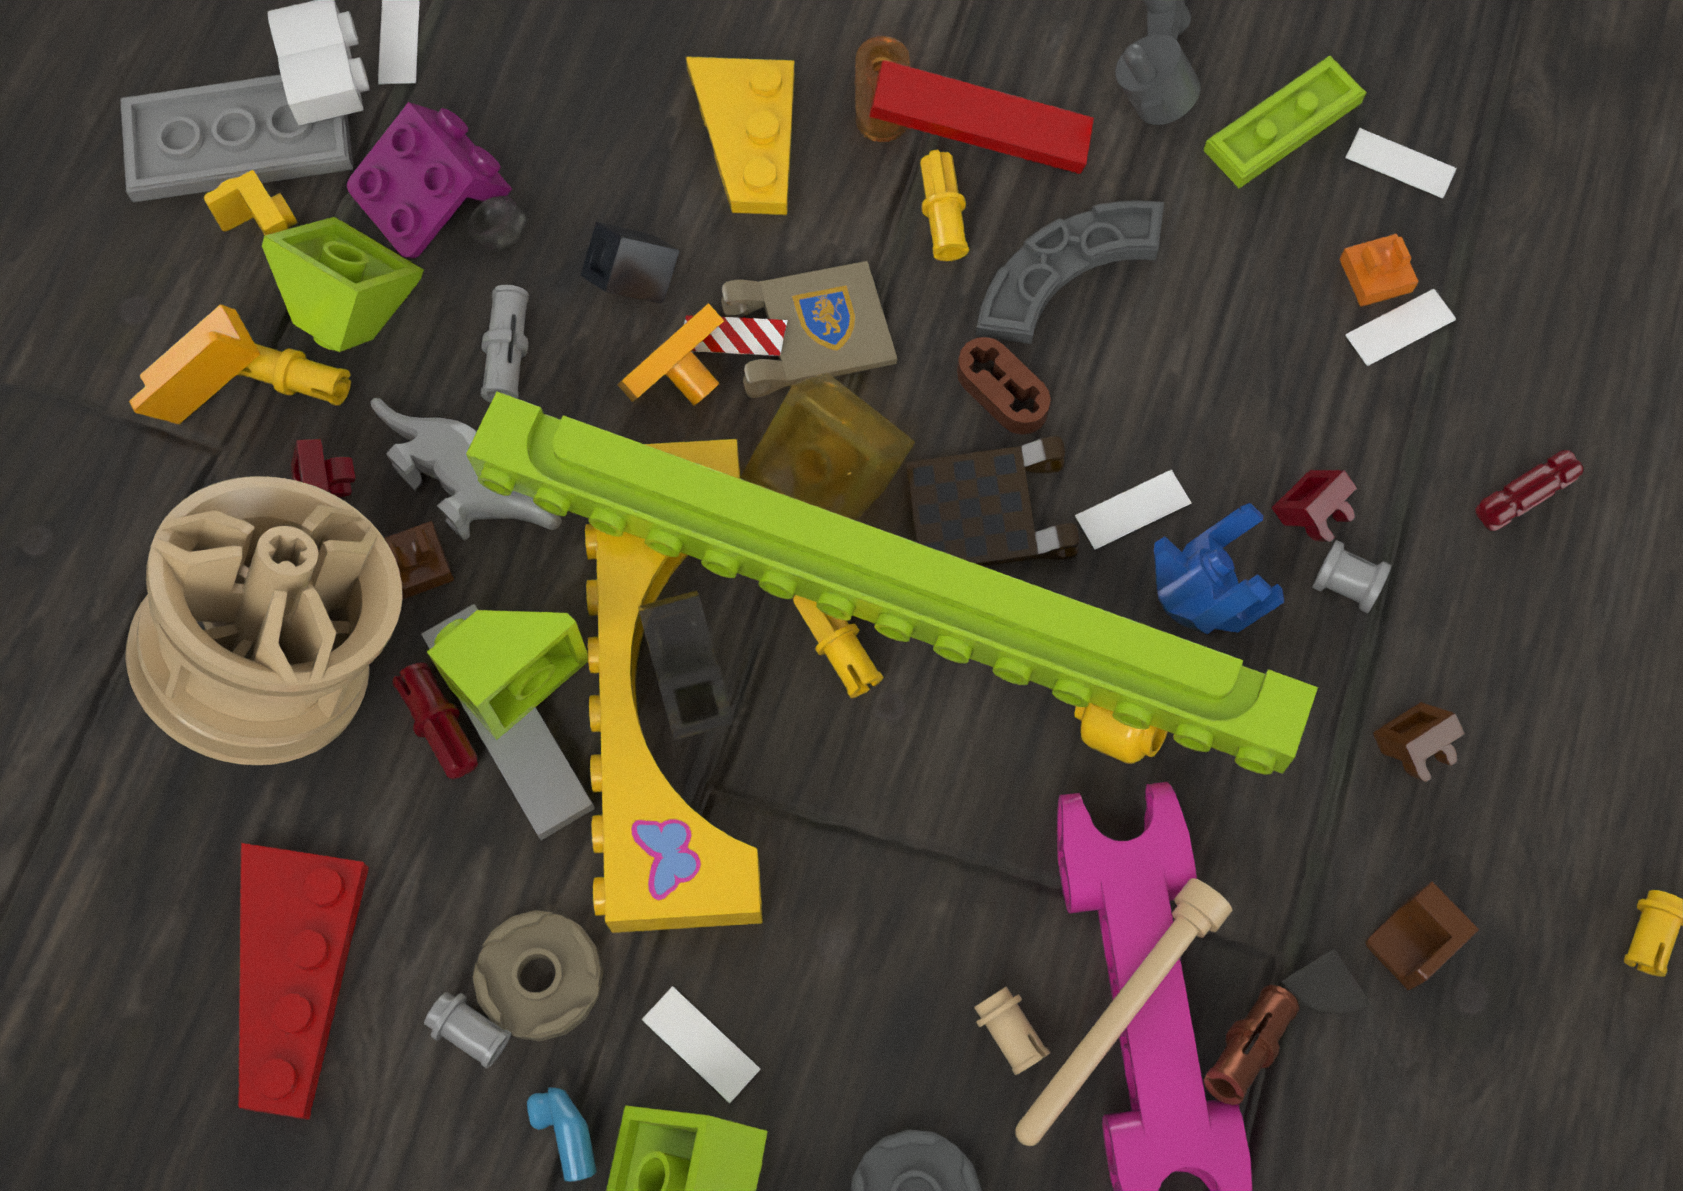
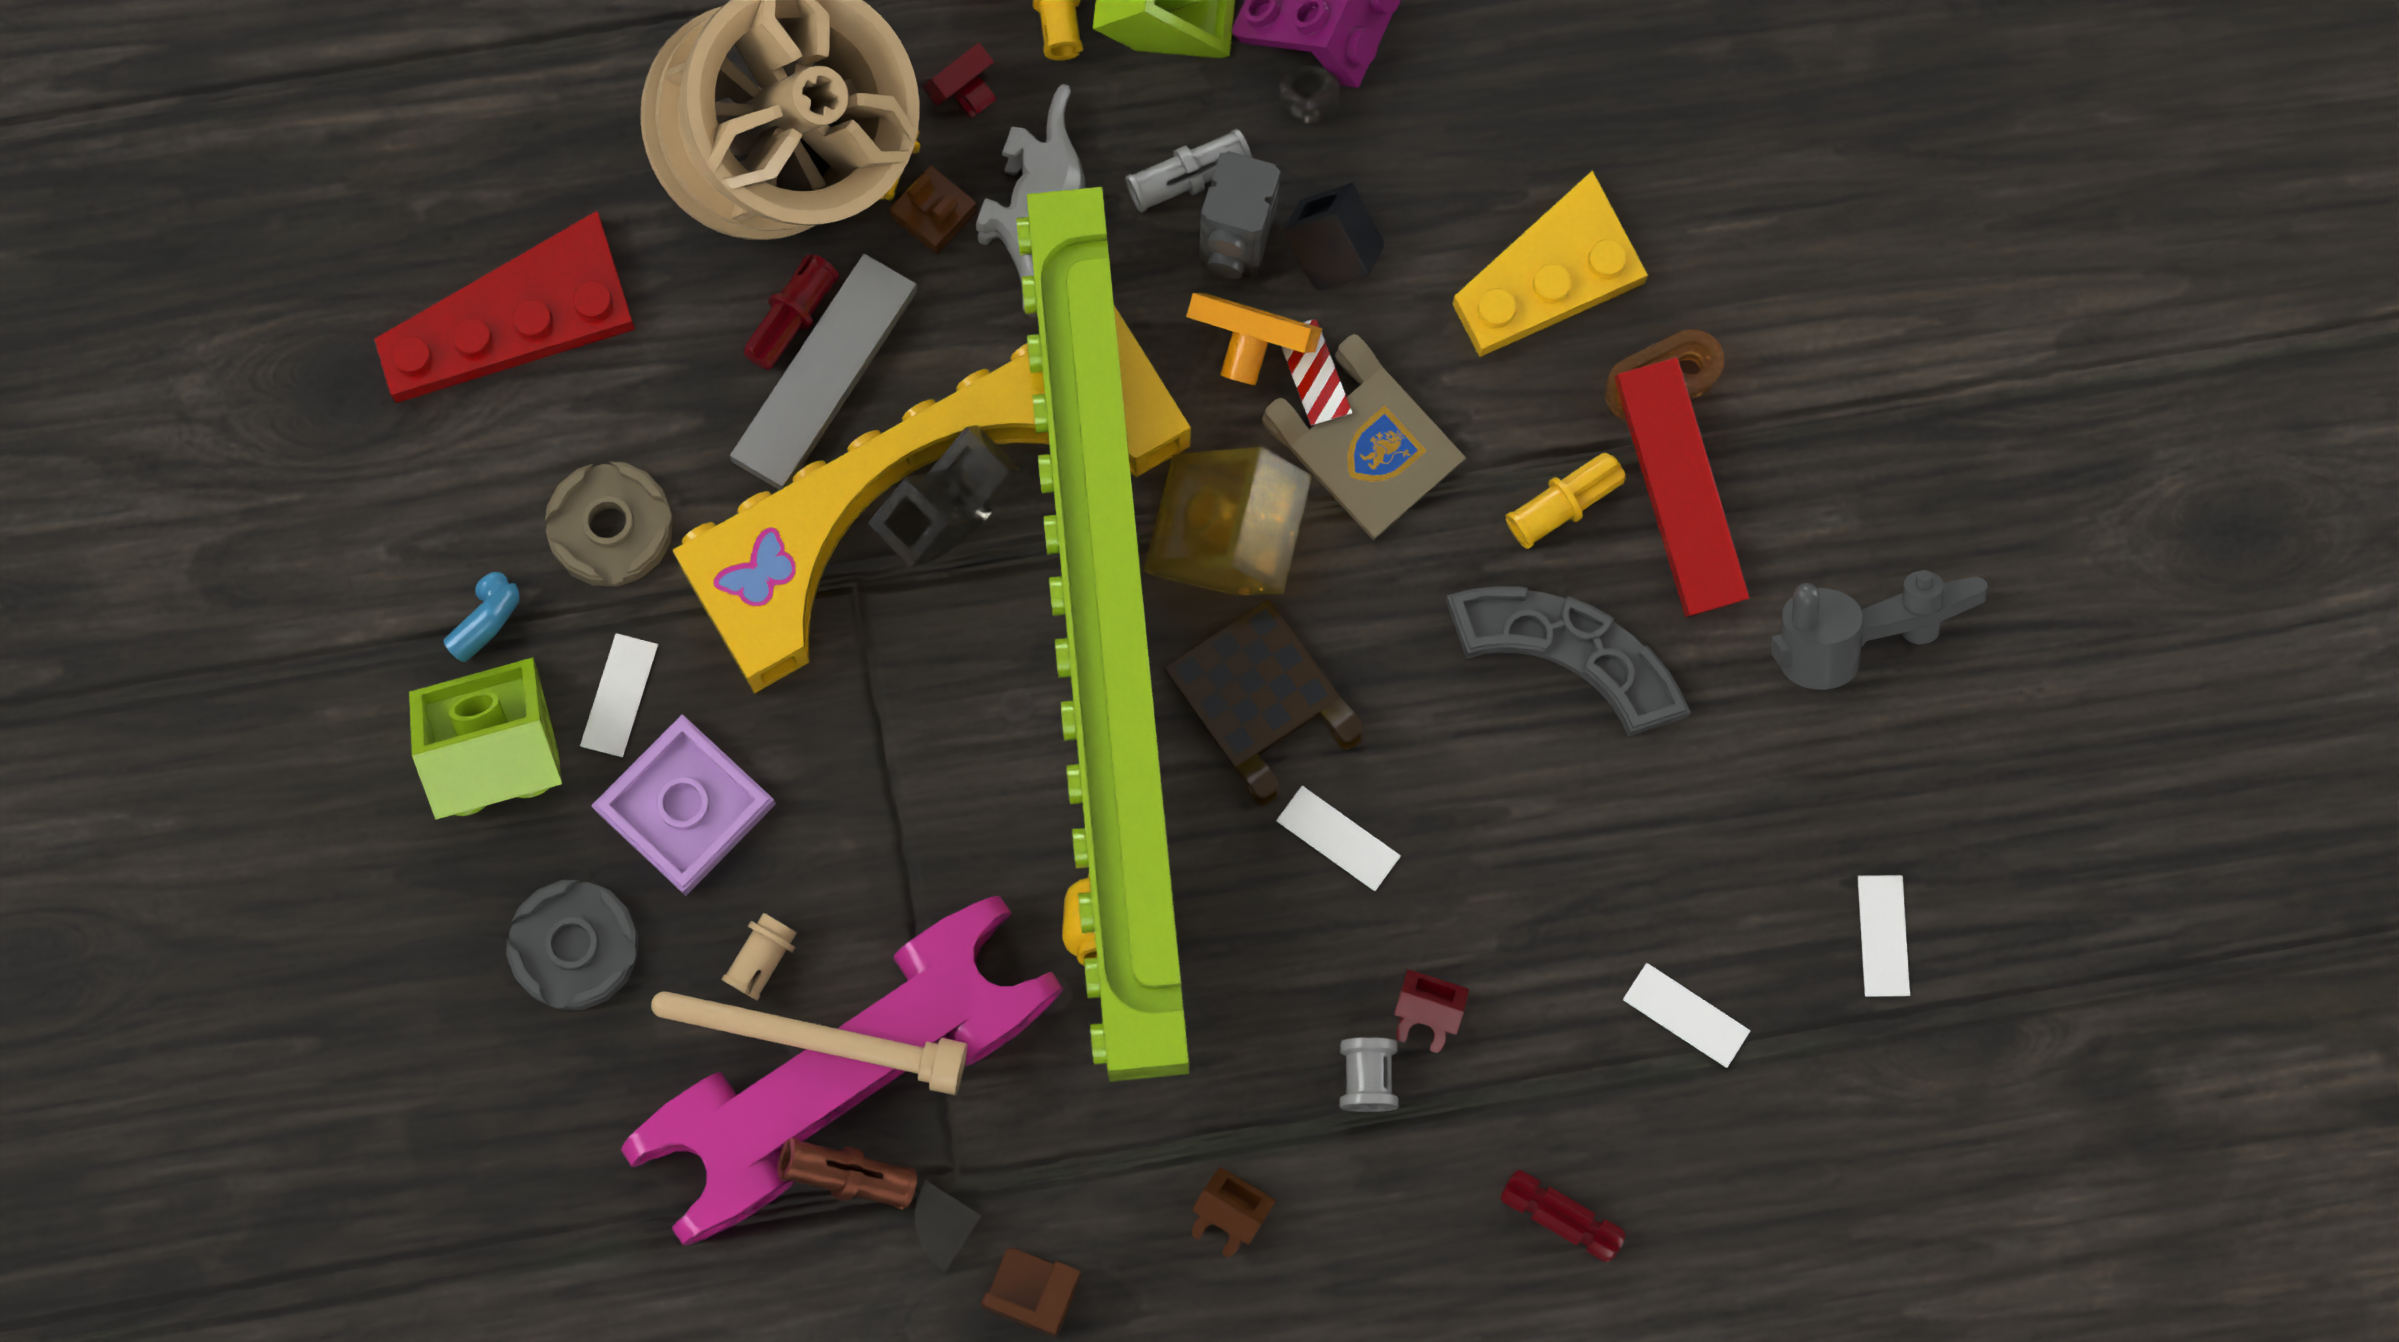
camera: 60 degrees right, 5 degrees up
(466, 1028) = (531, 488): light grey pin -> none
(507, 662) = (849, 339): lime slope -> none
(575, 313) = (1238, 215): none -> dark grey brick
(835, 1033) = (683, 805): none -> lavender tile
(841, 647) = (1036, 642): yellow axle -> none
(1009, 377) = (1412, 657): copper beam -> none
(1201, 584) = (1274, 933): blue piece -> none
(1284, 121) = (1862, 794): lime tile -> none
(1379, 269) = (1736, 963): orange tile -> none

